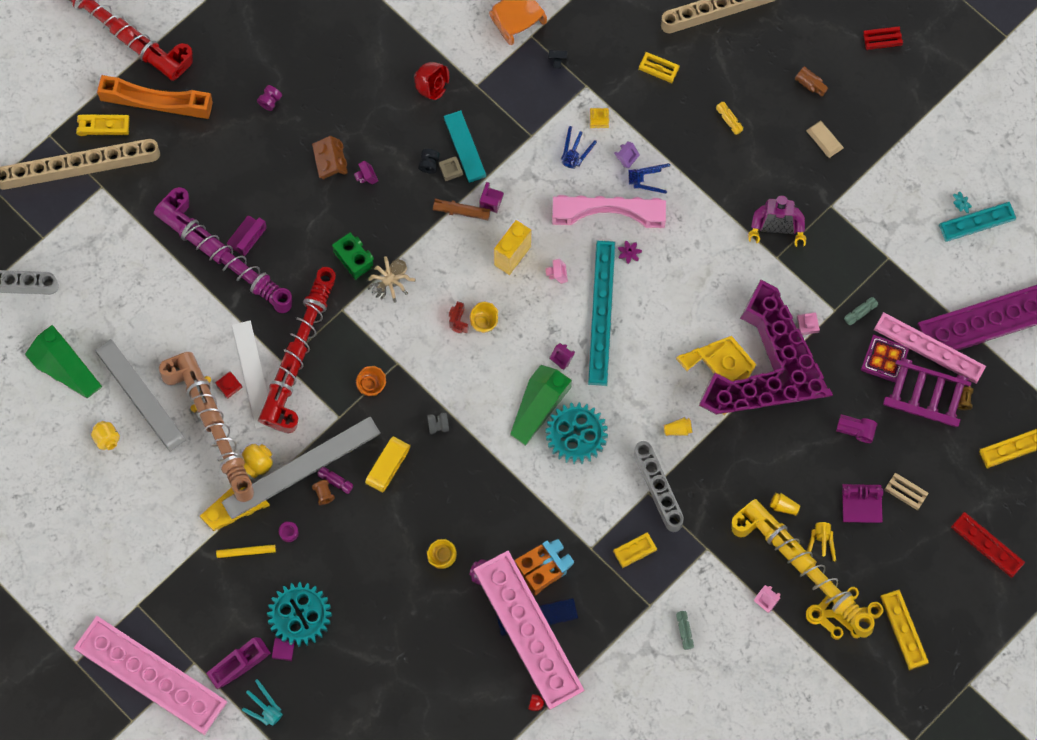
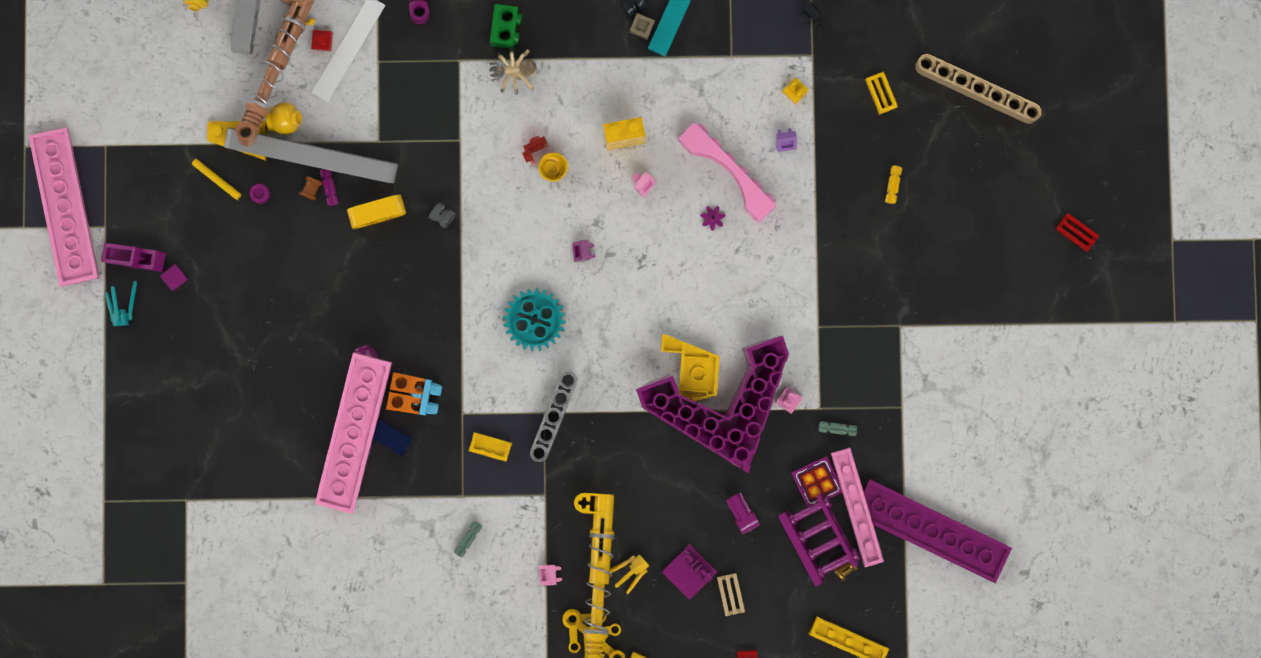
camera: 45 degrees right, 15 degrees up
(294, 356) = (388, 64): red piece -> none
(315, 605) = (190, 259): teal gear -> none
(371, 381) = (423, 137): orange hair -> none
(442, 554) = (349, 316): yellow hair -> none
(461, 209) = (620, 66): dark orange pin -> none
(490, 198) = (651, 78): magenta panel -> none
(536, 703) = (311, 489): red hinge -> none
(541, 397) = (534, 268): green wedge -> none
(571, 158) = (741, 101): clear blue plant -> none
(601, 313) = (645, 245): teal tile -> none
(637, 176) = (777, 164): clear blue plant -> none
(680, 427) = (613, 387): yellow cone -> none
(778, 217) = (847, 299): torso -> none
(784, 504) = (631, 518): yellow cone -> none
(811, 81) = (985, 215): dark orange hinge -> none
(824, 139) = (949, 270): tan tile -> none
(961, 203) = (1000, 419): teal plant -> none
(977, 221) = (997, 444): teal tile -> none

